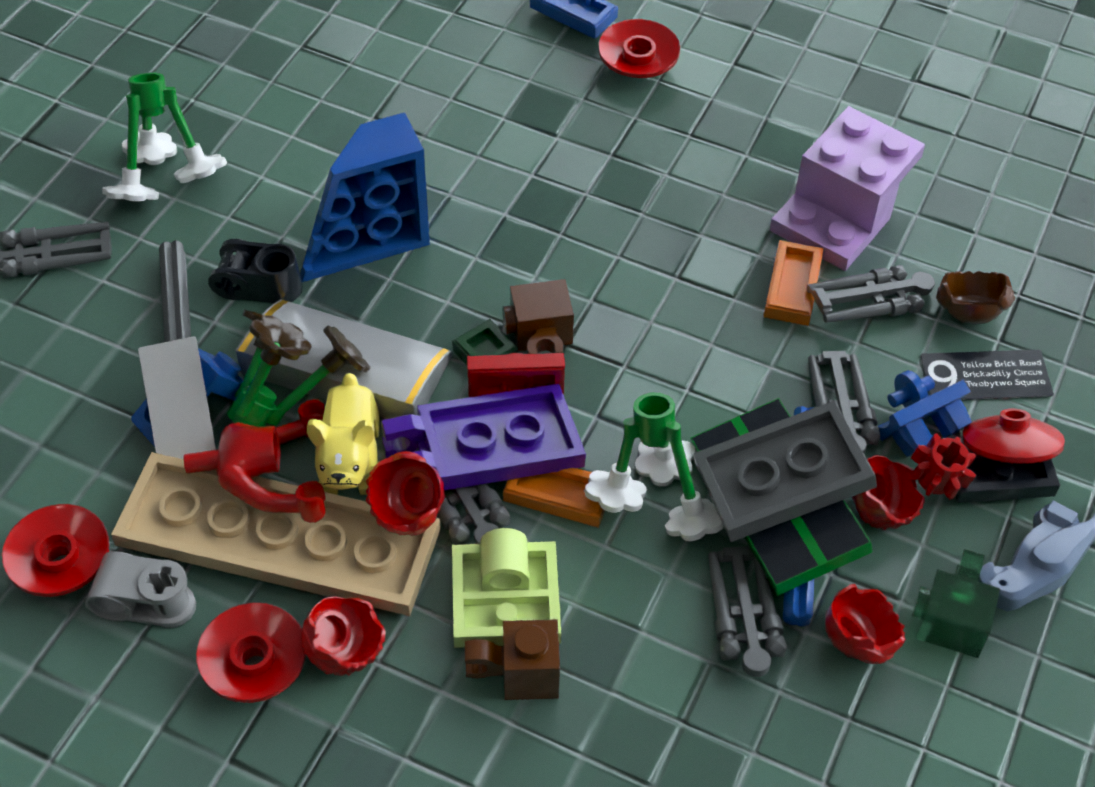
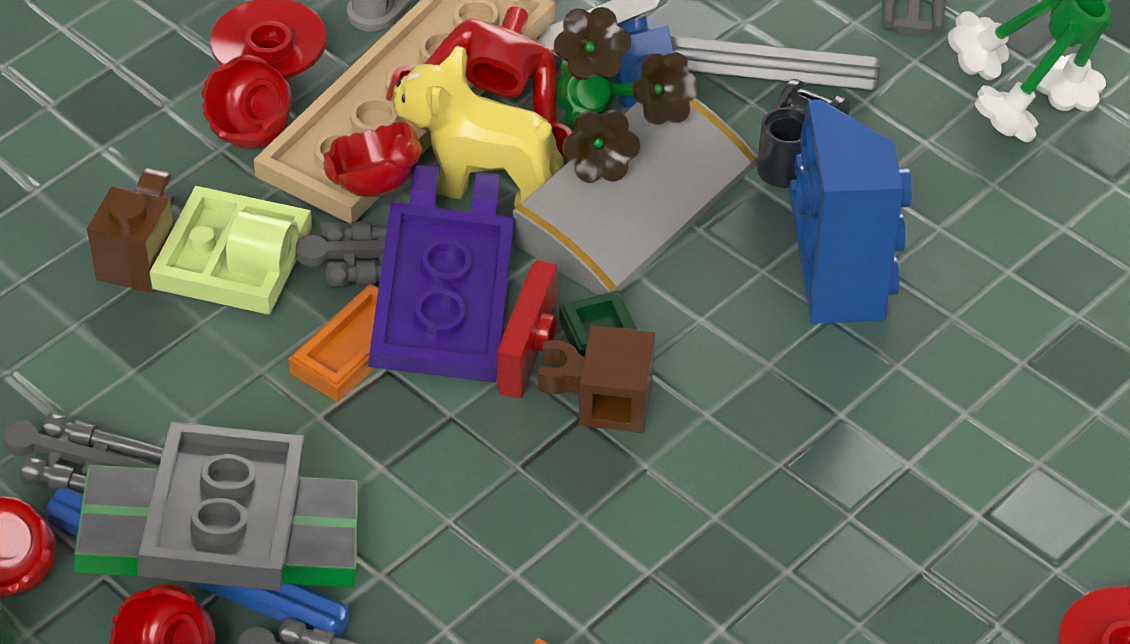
camera: 110 degrees right, 5 degrees down
(662, 459) = (315, 371): white plant -> none

